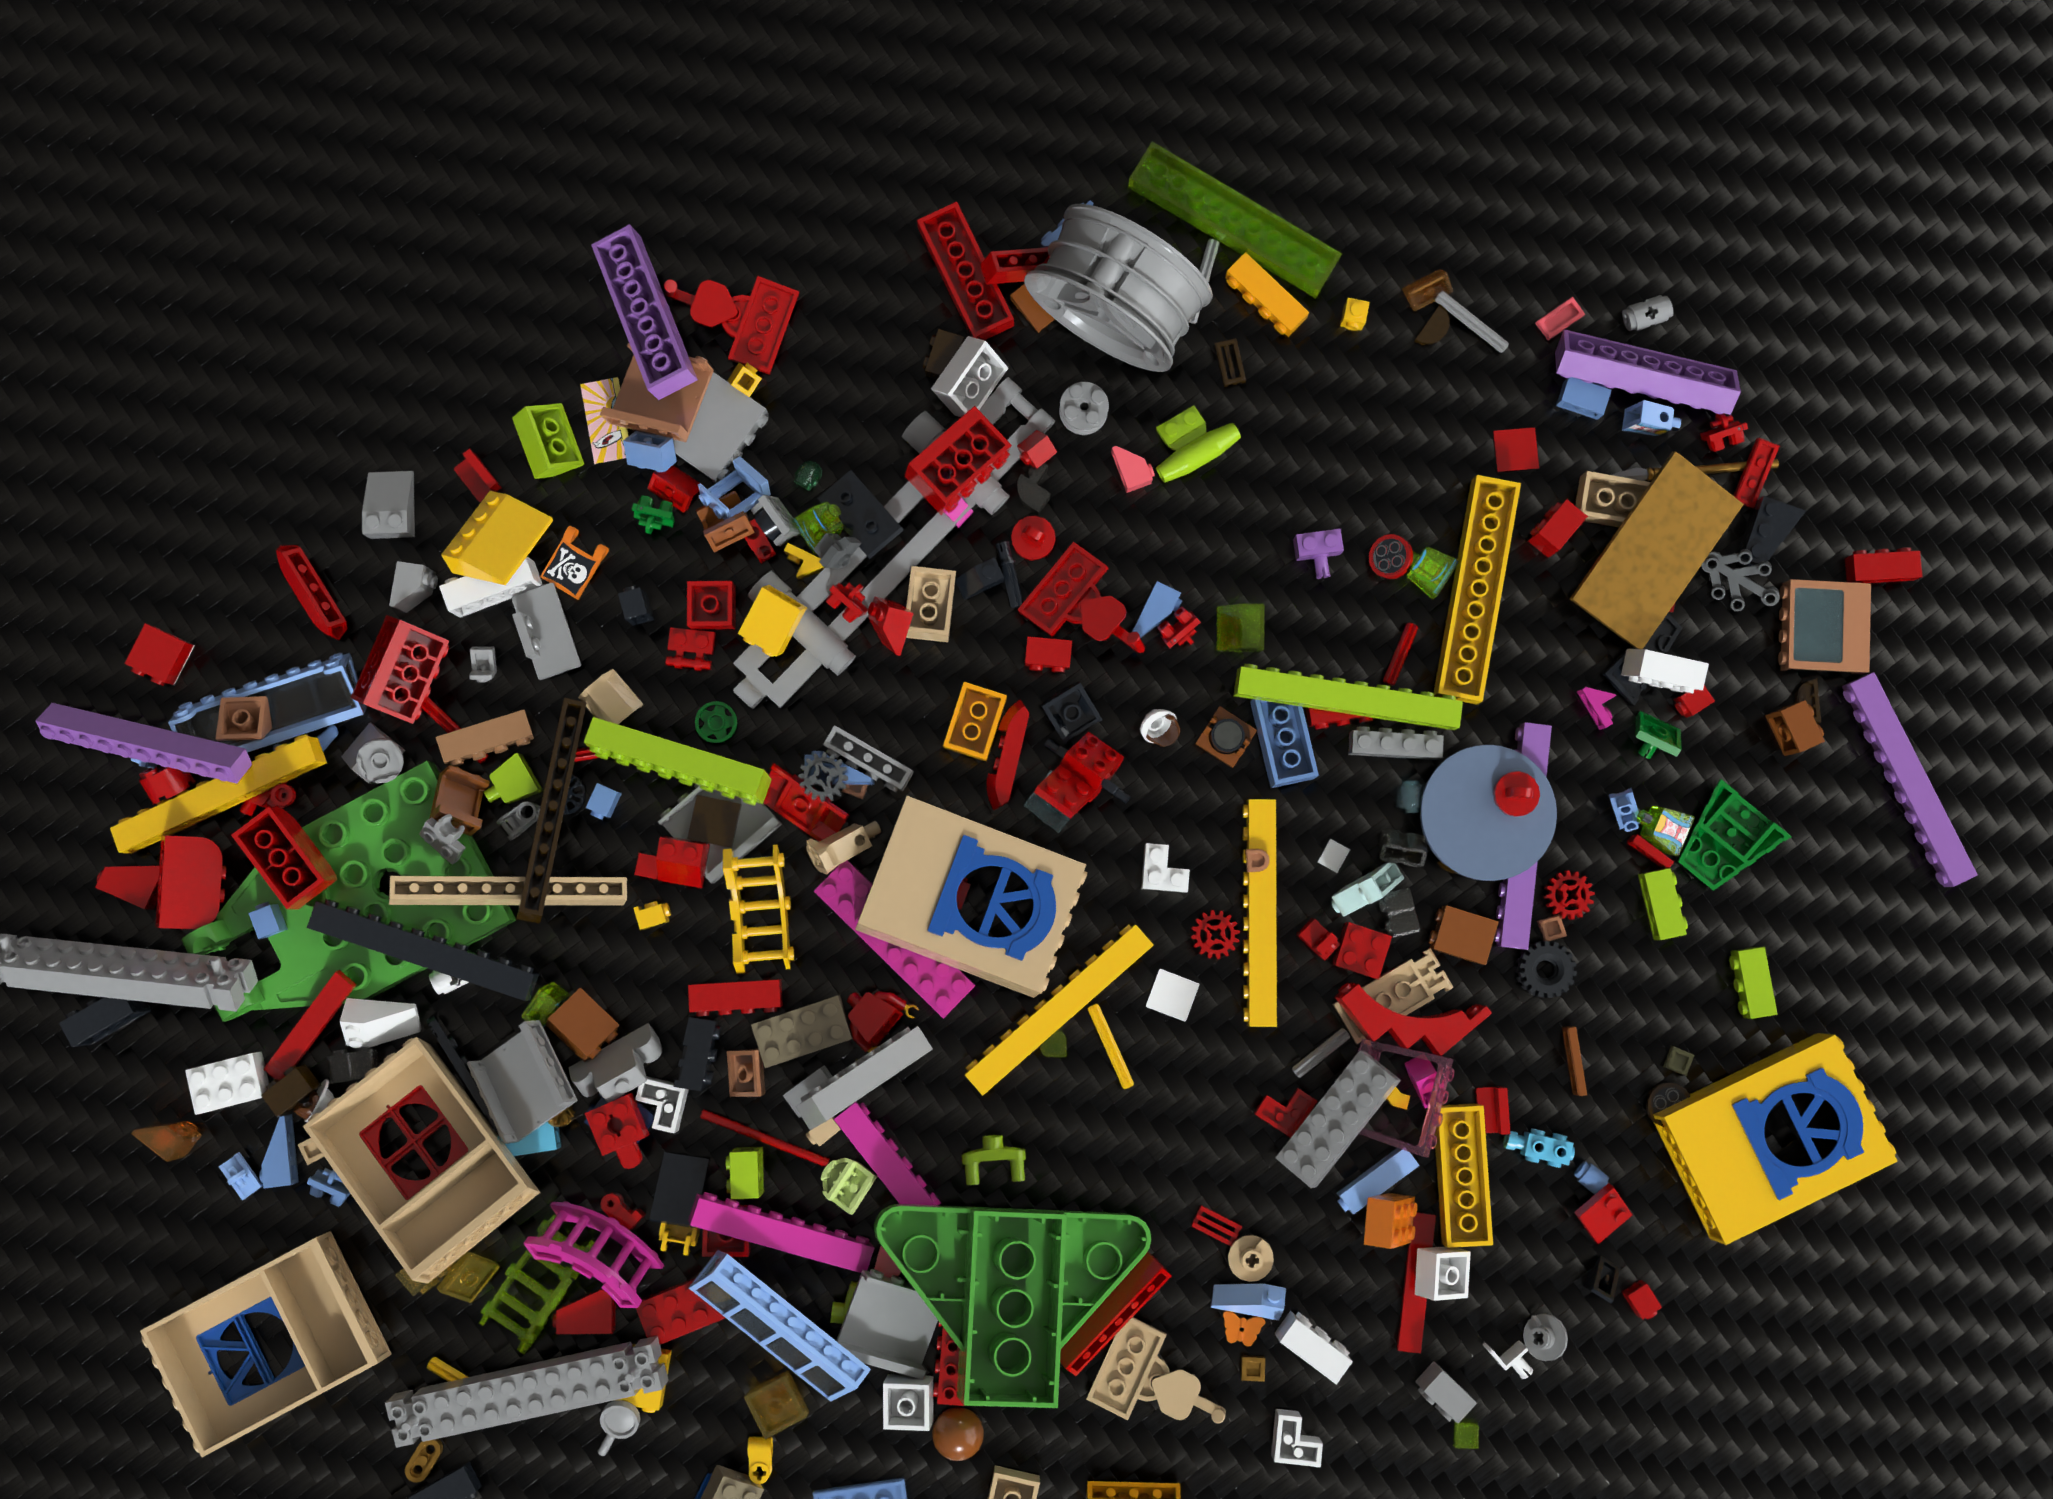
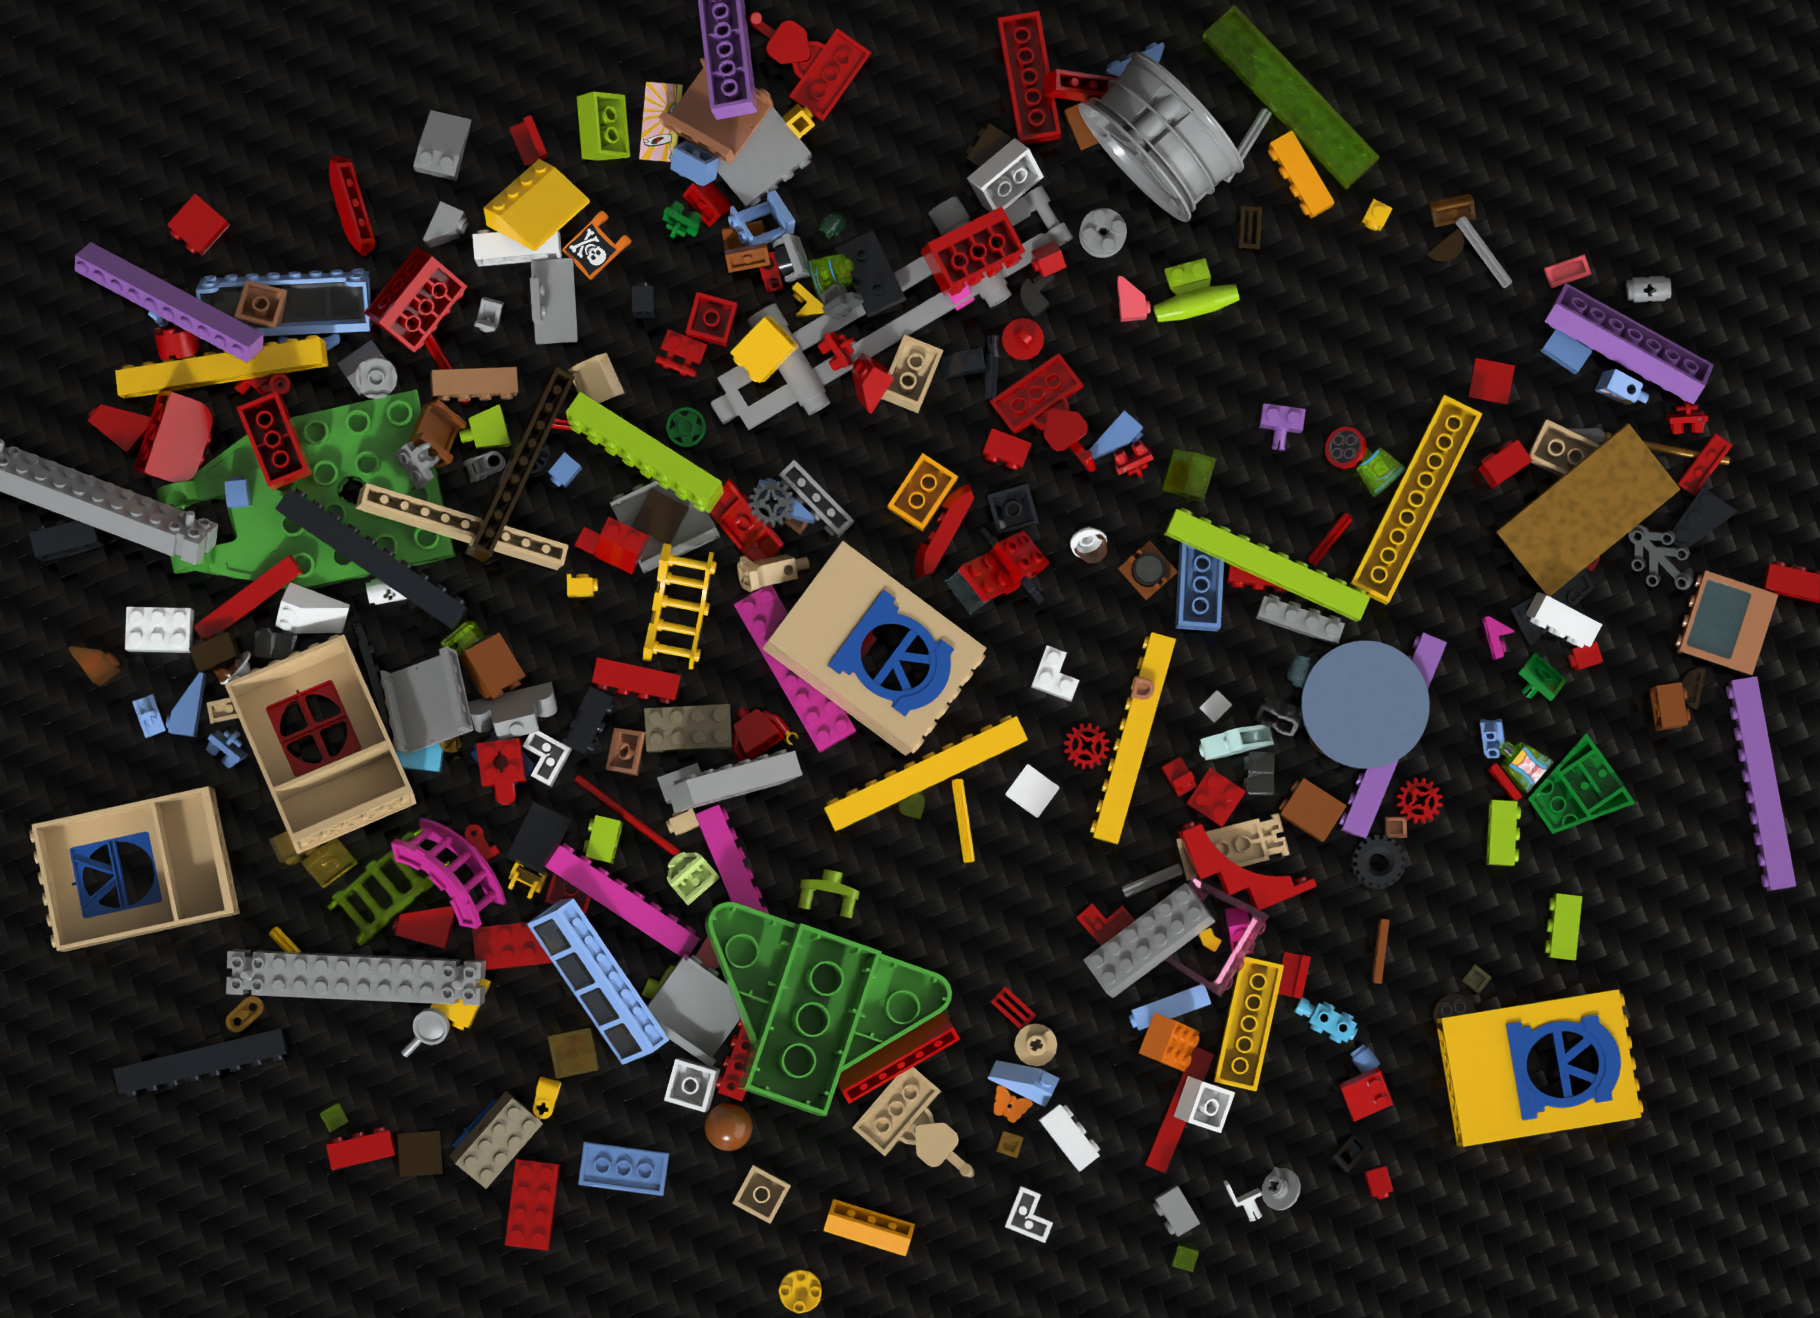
camera: 15 degrees right, 0 degrees up
(1516, 793) = (1394, 694): red tile -> none

